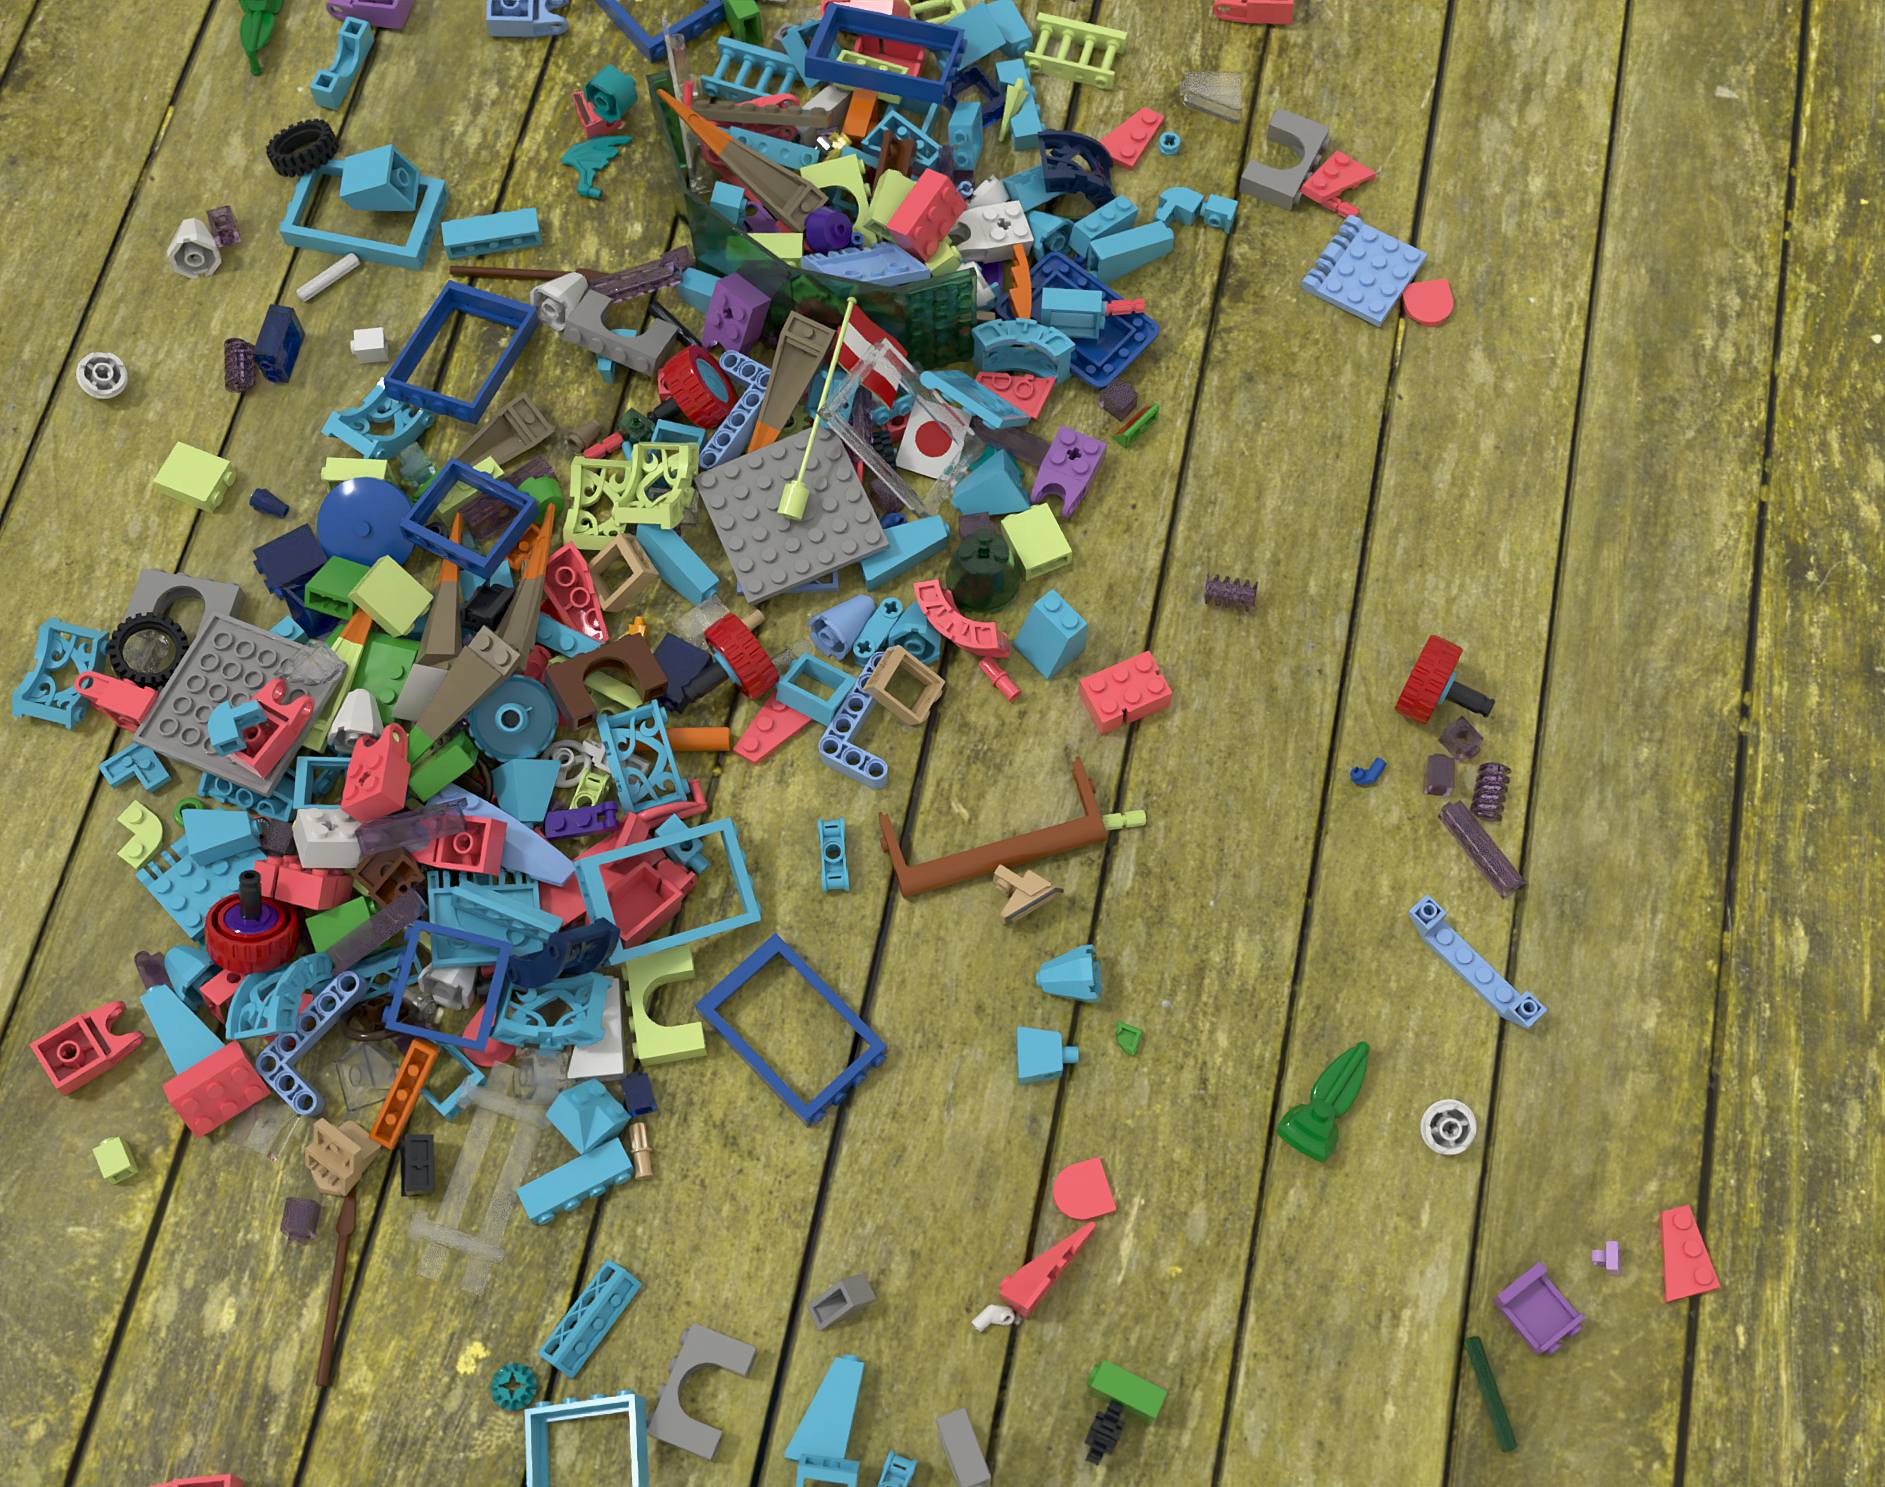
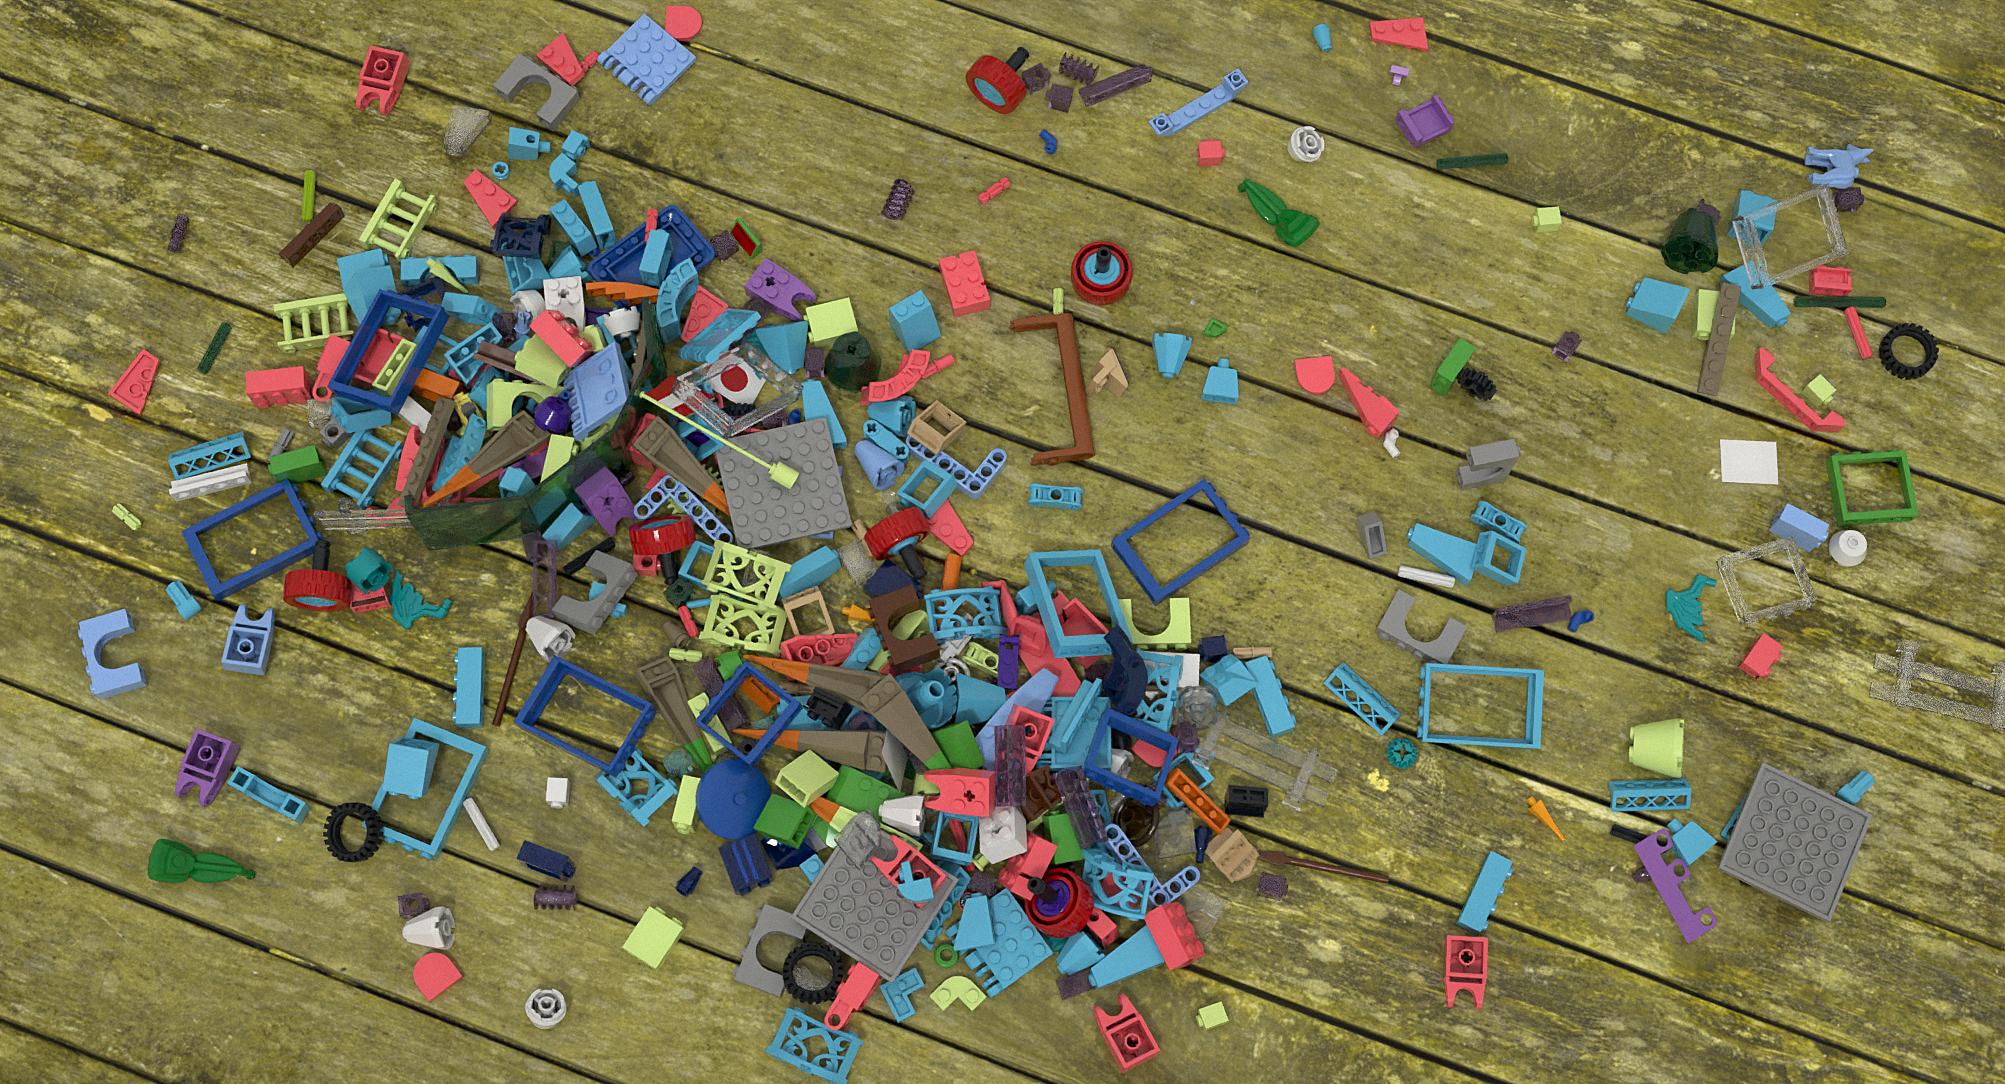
camera: 85 degrees left, 5 degrees up
(145, 266) = (435, 974): none -> coral tile
(361, 1114) = (1202, 839): none -> clear blue cone
(485, 1068) = (1187, 737): none -> clear purple brick
(560, 449) = (681, 654): none -> yellowish green piece
(587, 50) = (317, 587): none -> red wheel
(789, 1394) = (1426, 576): none -> white axle
(1178, 867) = (1101, 273): none -> red wheel
(1206, 156) = (525, 144): none -> medium azure torso
(1276, 712) = (993, 190): none -> coral axle
(1404, 993) = (1210, 153): none -> coral brick
(1641, 1135) = (1322, 36): none -> medium azure cone

